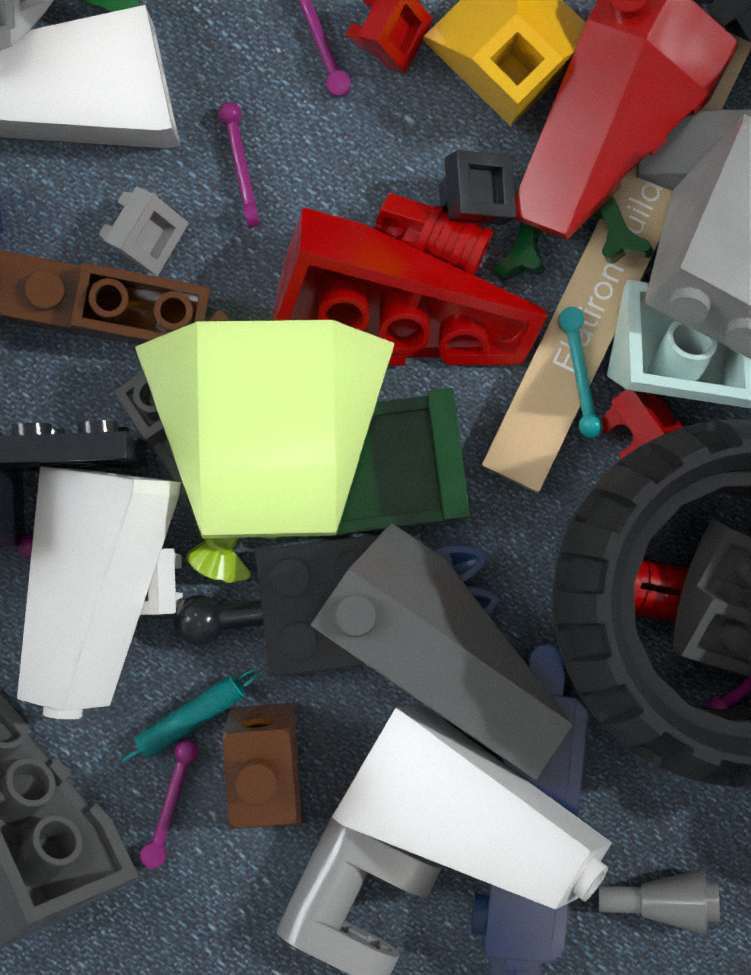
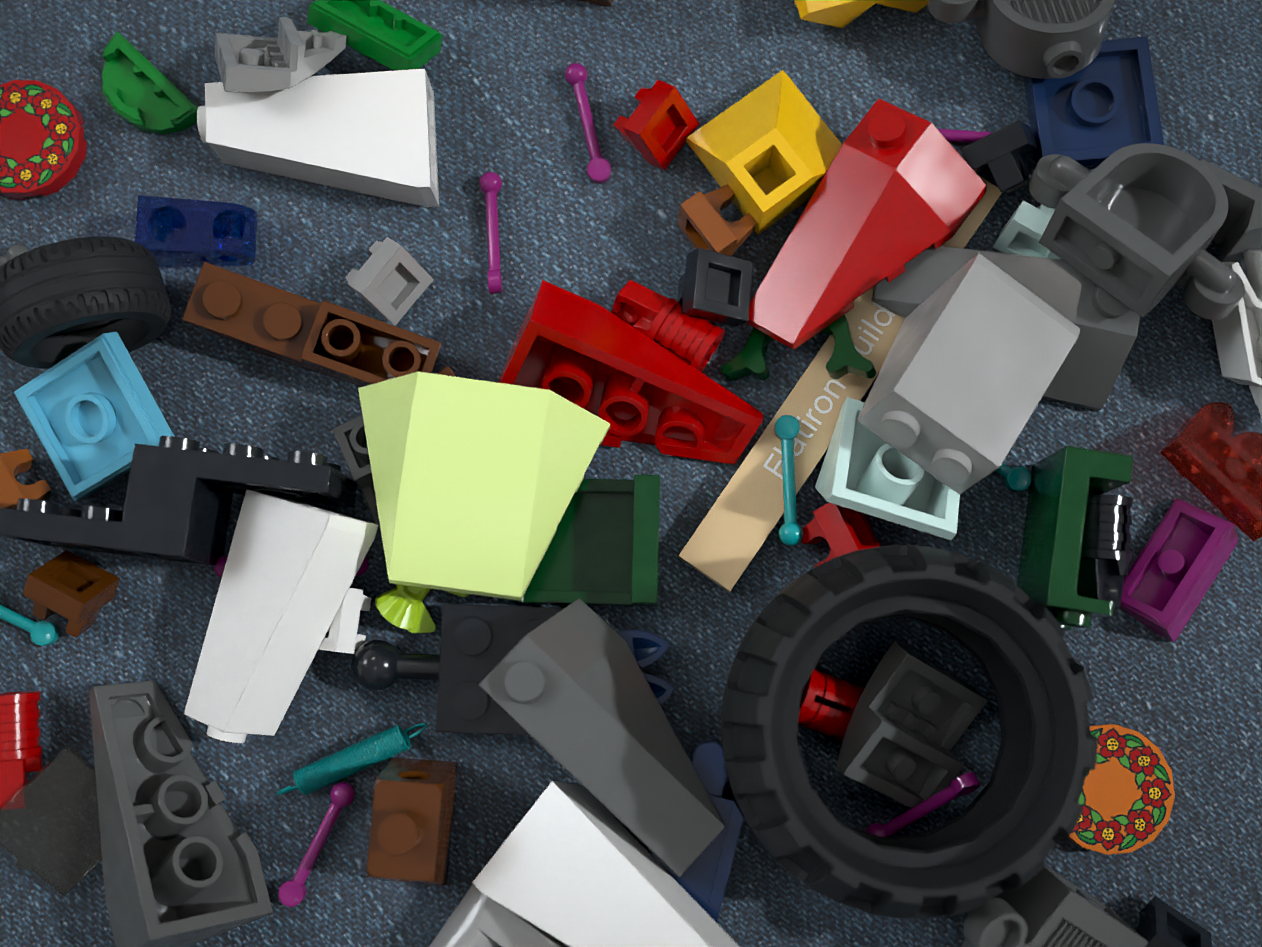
camera: 10 degrees right, 5 degrees down
(458, 127) = (706, 227): none -> dark orange tile

